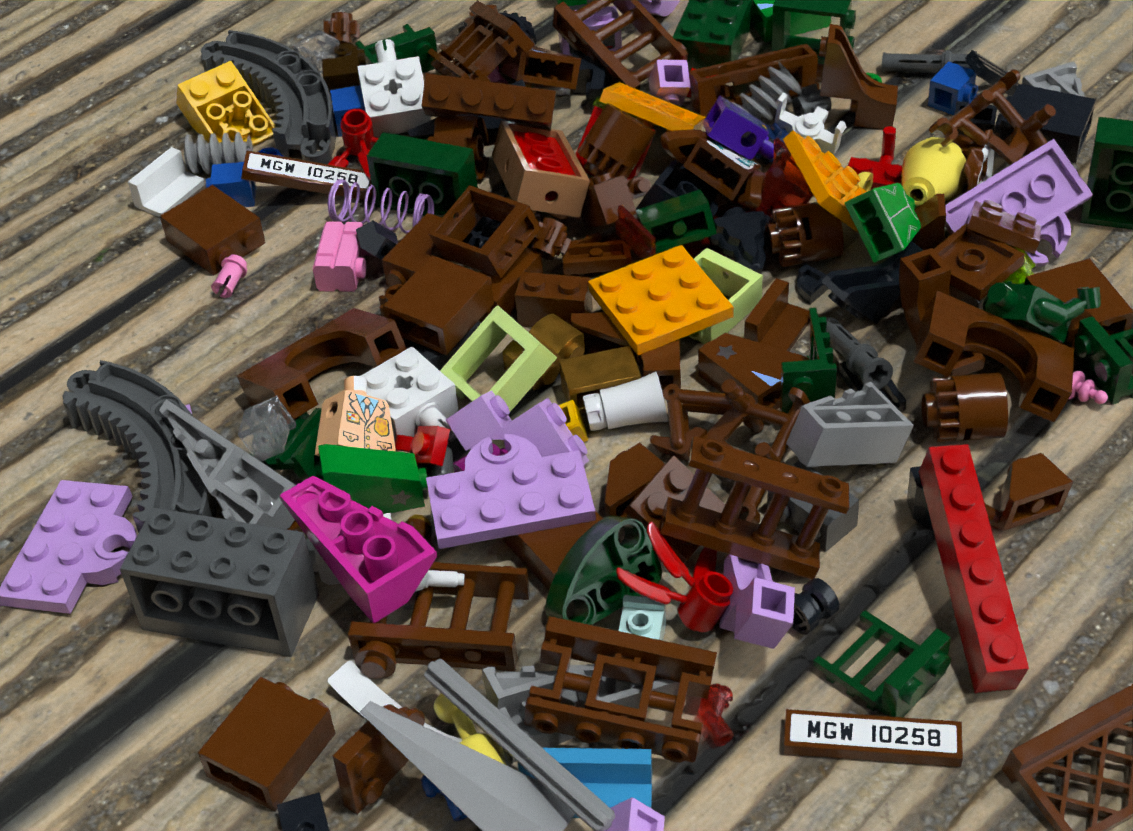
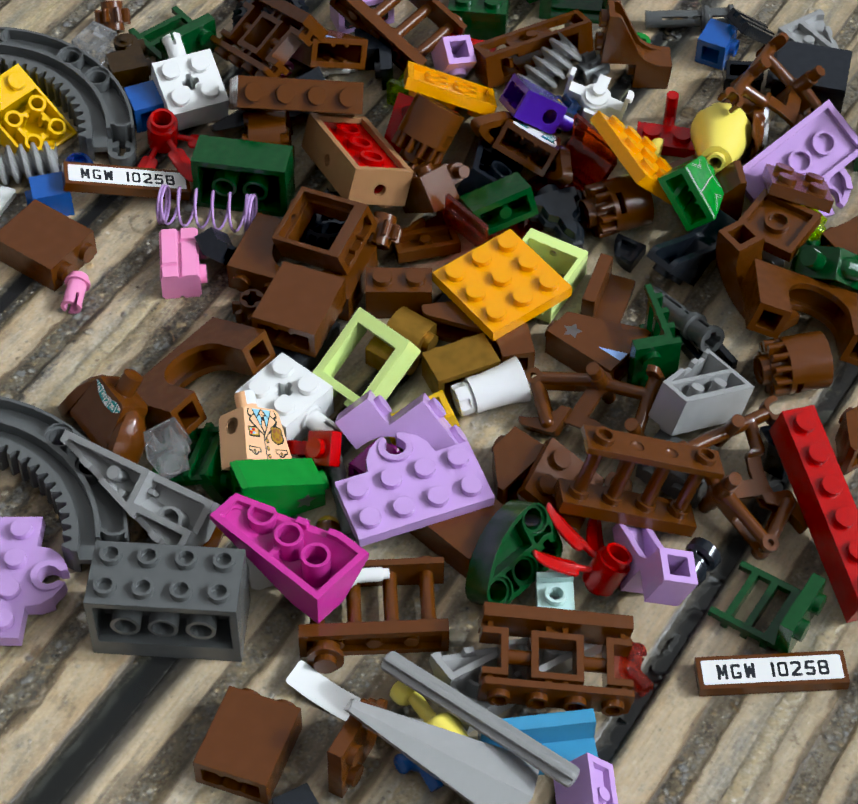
camera: 15 degrees left, 5 degrees up
(220, 389) = (110, 412): none -> reddish brown torso
(855, 534) = (728, 491): none -> reddish brown piece

